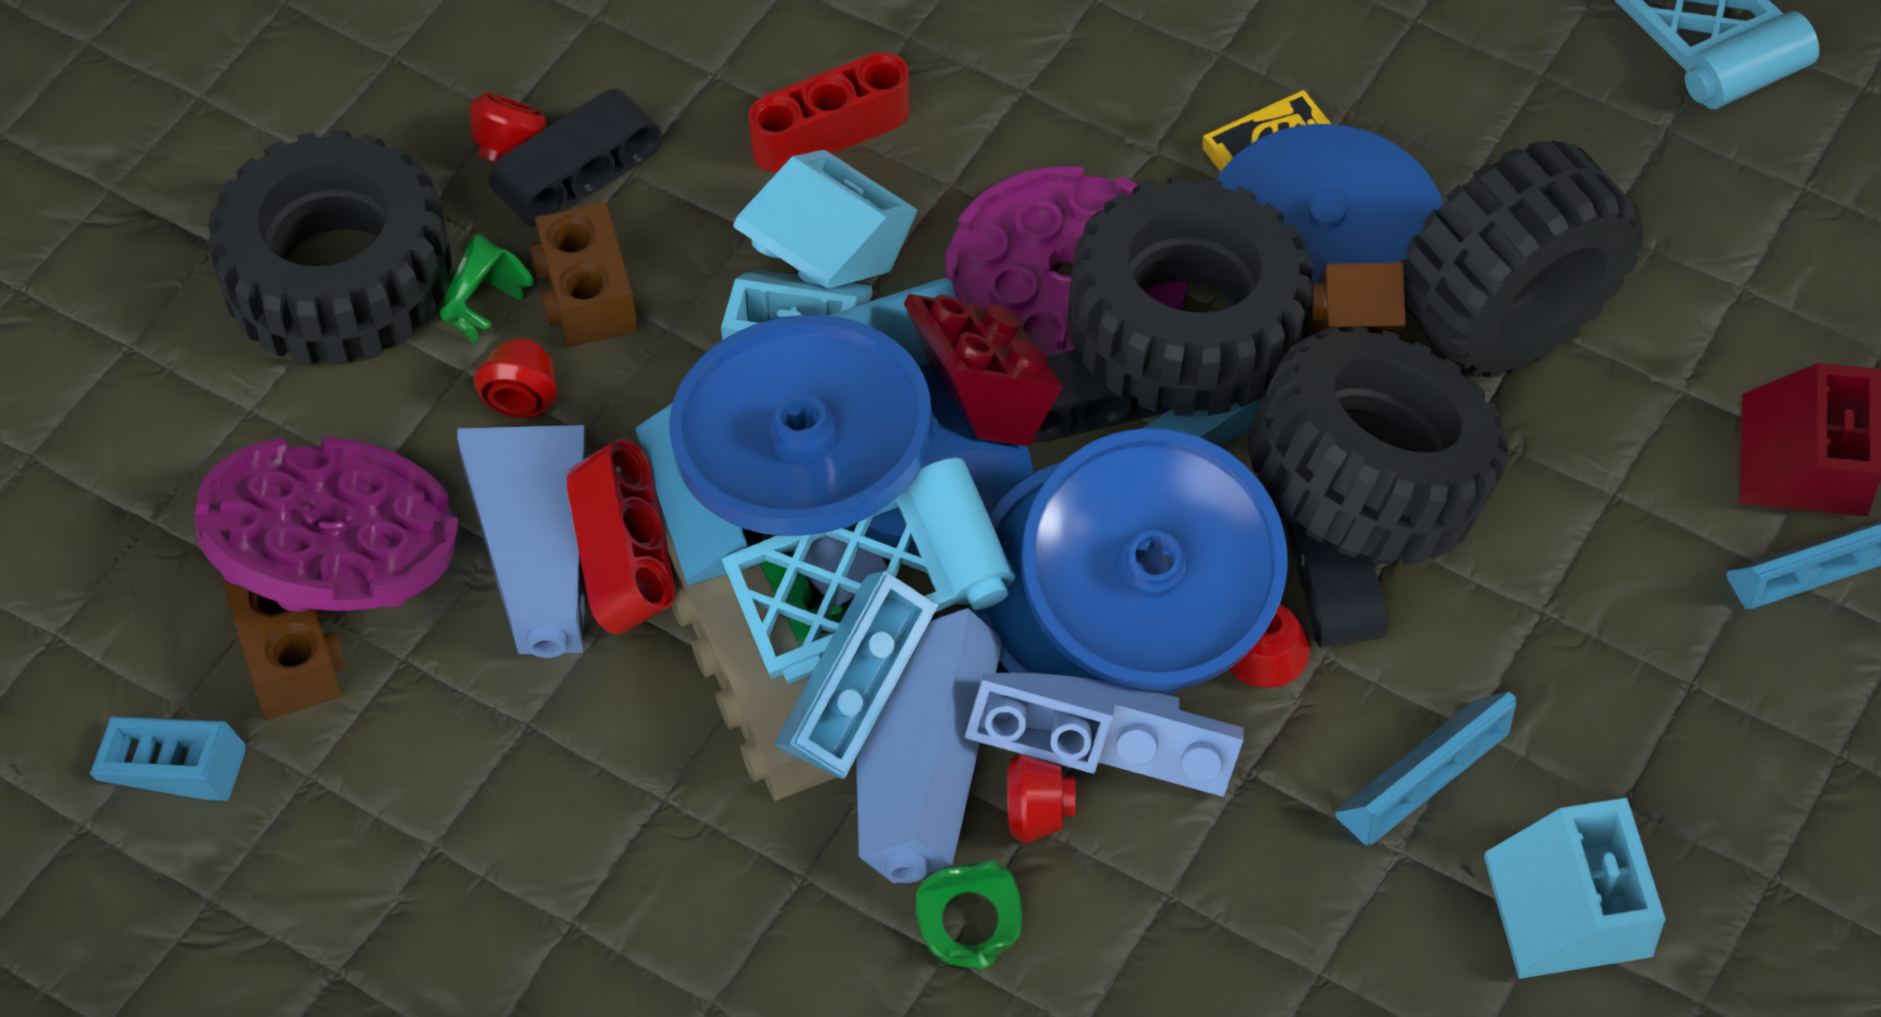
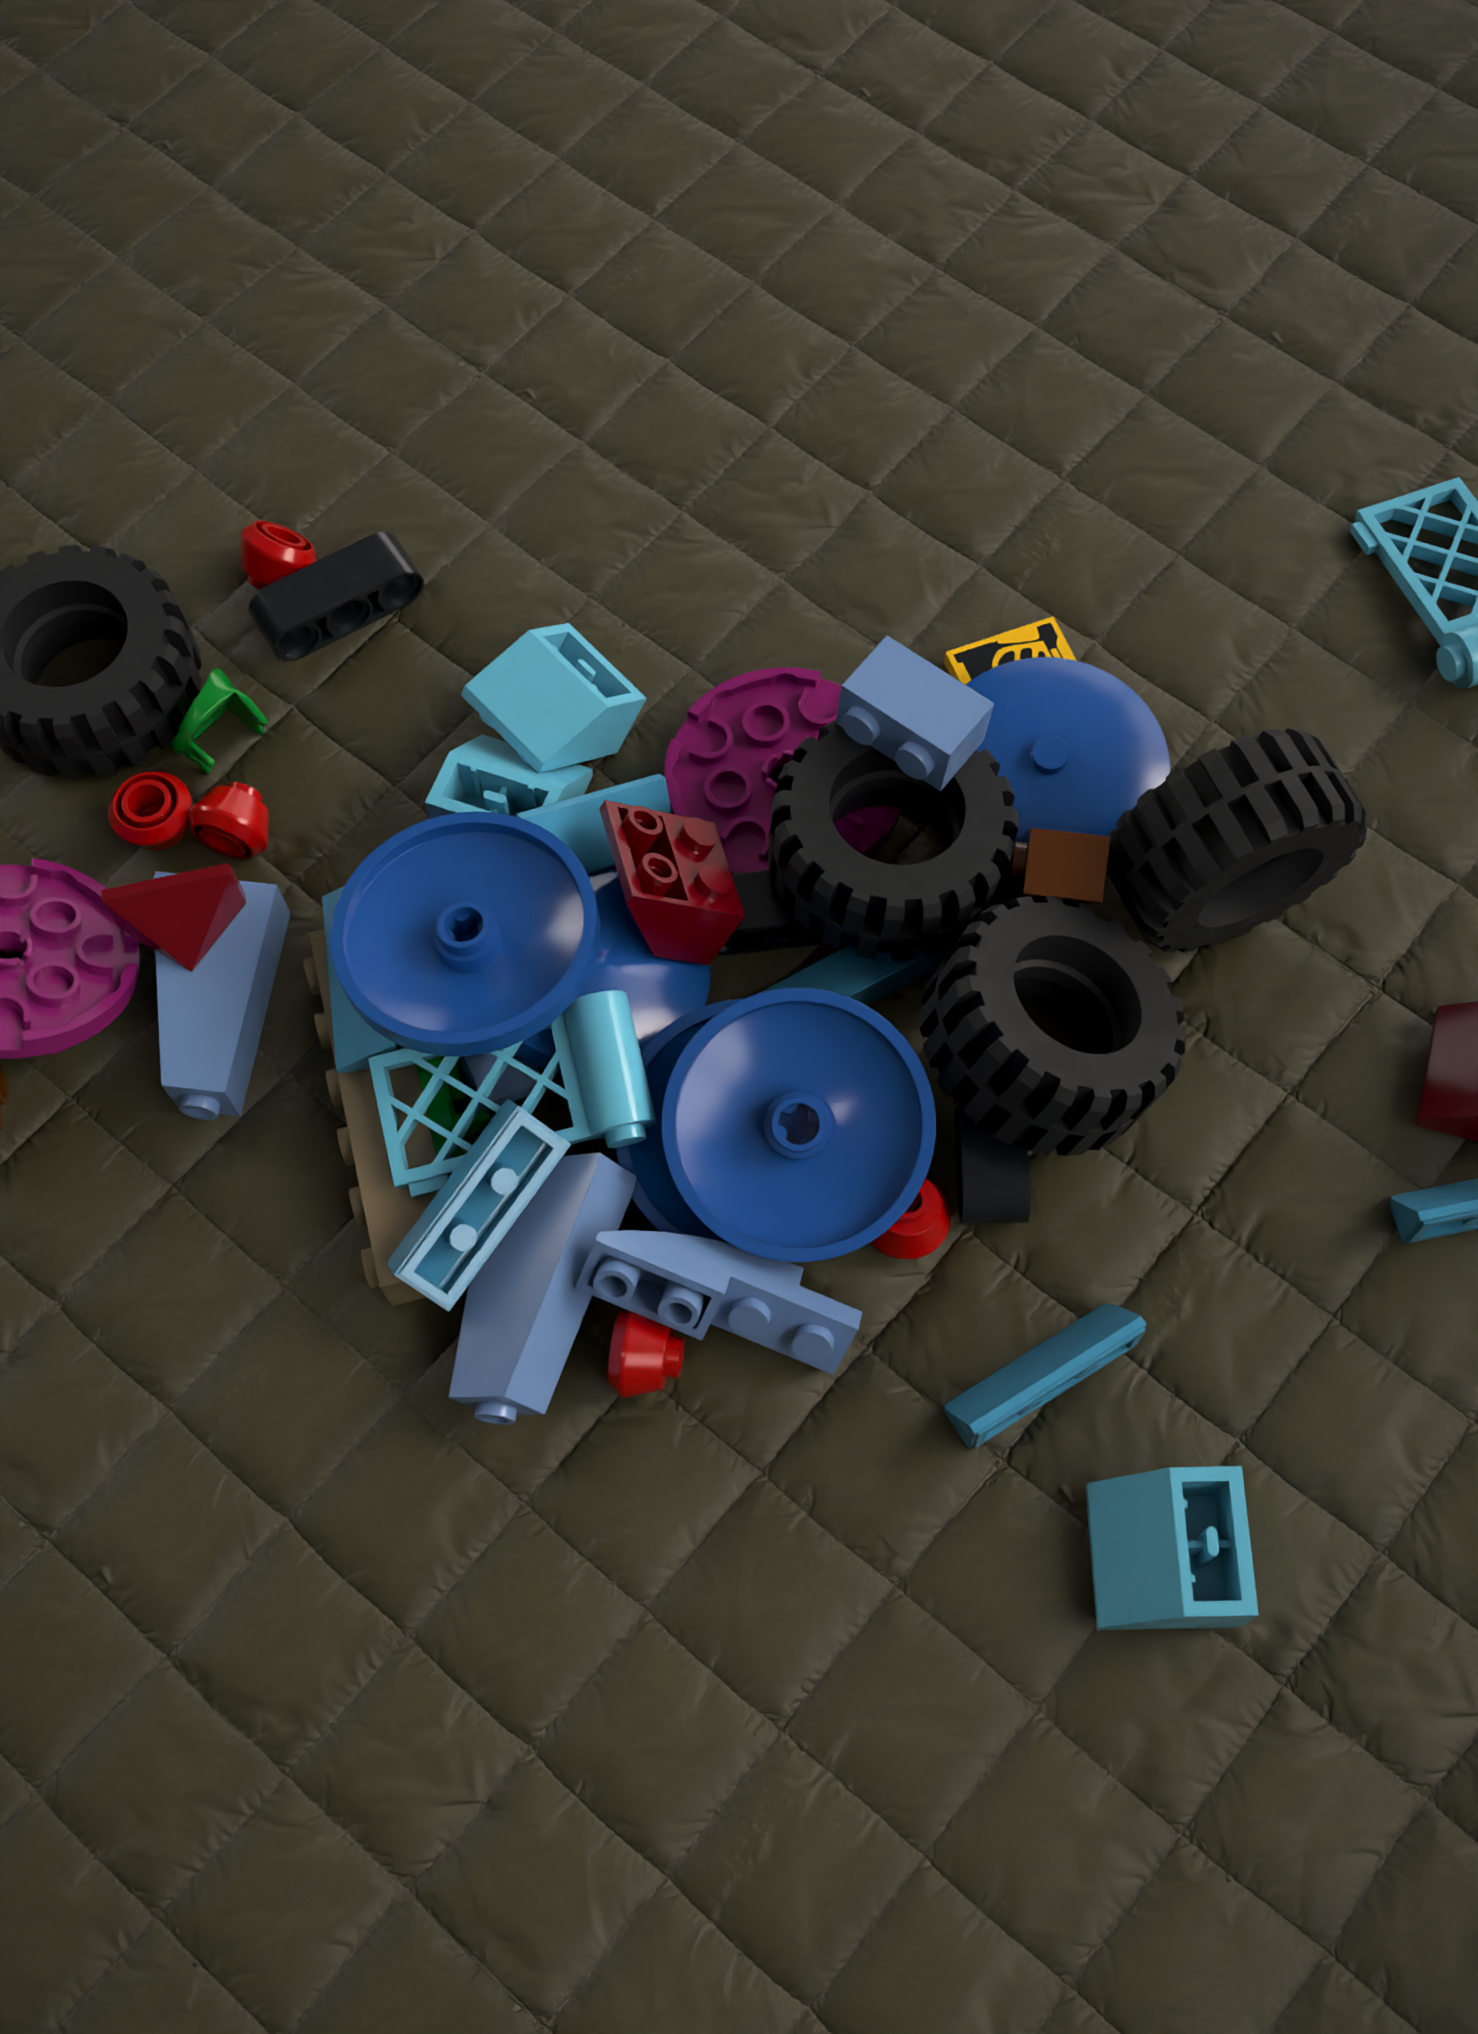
camera: 10 degrees right, 10 degrees up
(434, 377) = (150, 810): none -> red cone
(495, 457) = (178, 912): none -> dark red slope
(585, 275) = (327, 719): reddish brown brick -> none
(620, 536) = (289, 980): red beam -> none
(830, 110) = (619, 574): red beam -> none
(983, 878) = (576, 1436): green piece -> none
(1196, 173) = (913, 713): none -> medium blue brick

